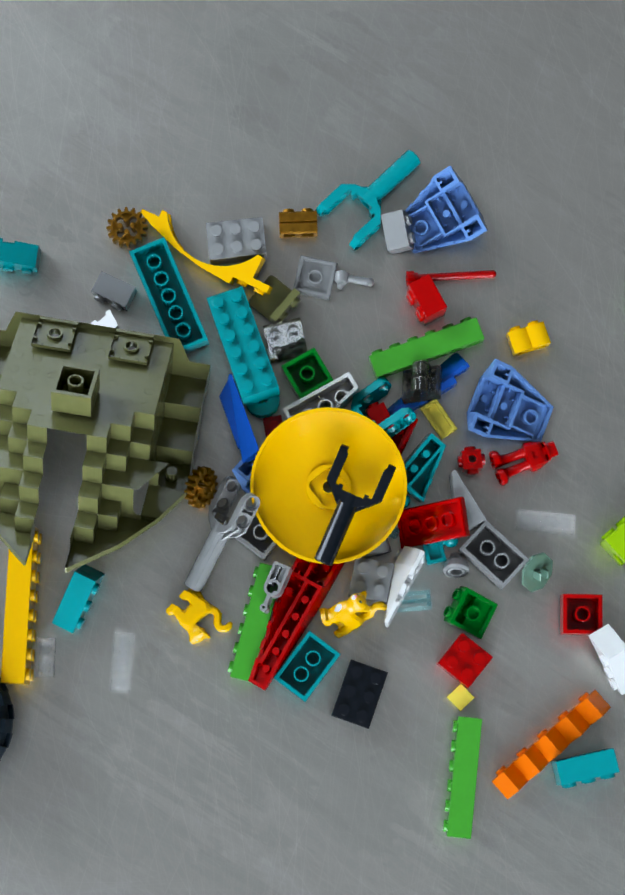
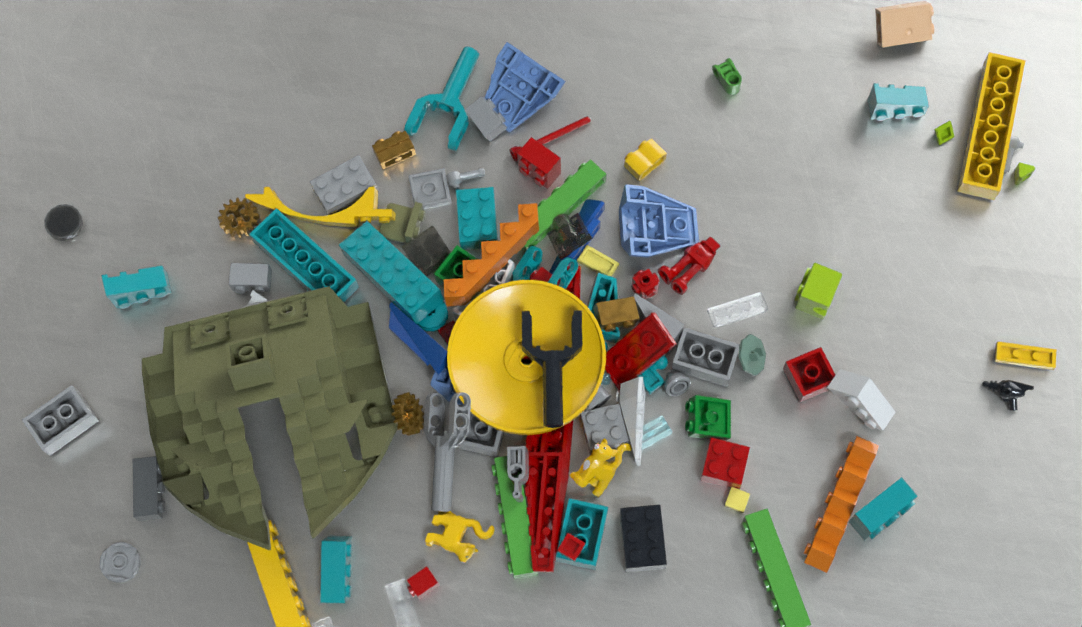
camera: 20 degrees left, 10 degrees down
(147, 645) = (422, 583): none -> red brick
(290, 676) = (571, 547): none -> red plate
(341, 376) = (494, 257): none -> orange brick
(345, 327) = (476, 217): none -> teal brick
(429, 480) = (616, 313): none -> pearl gold brick

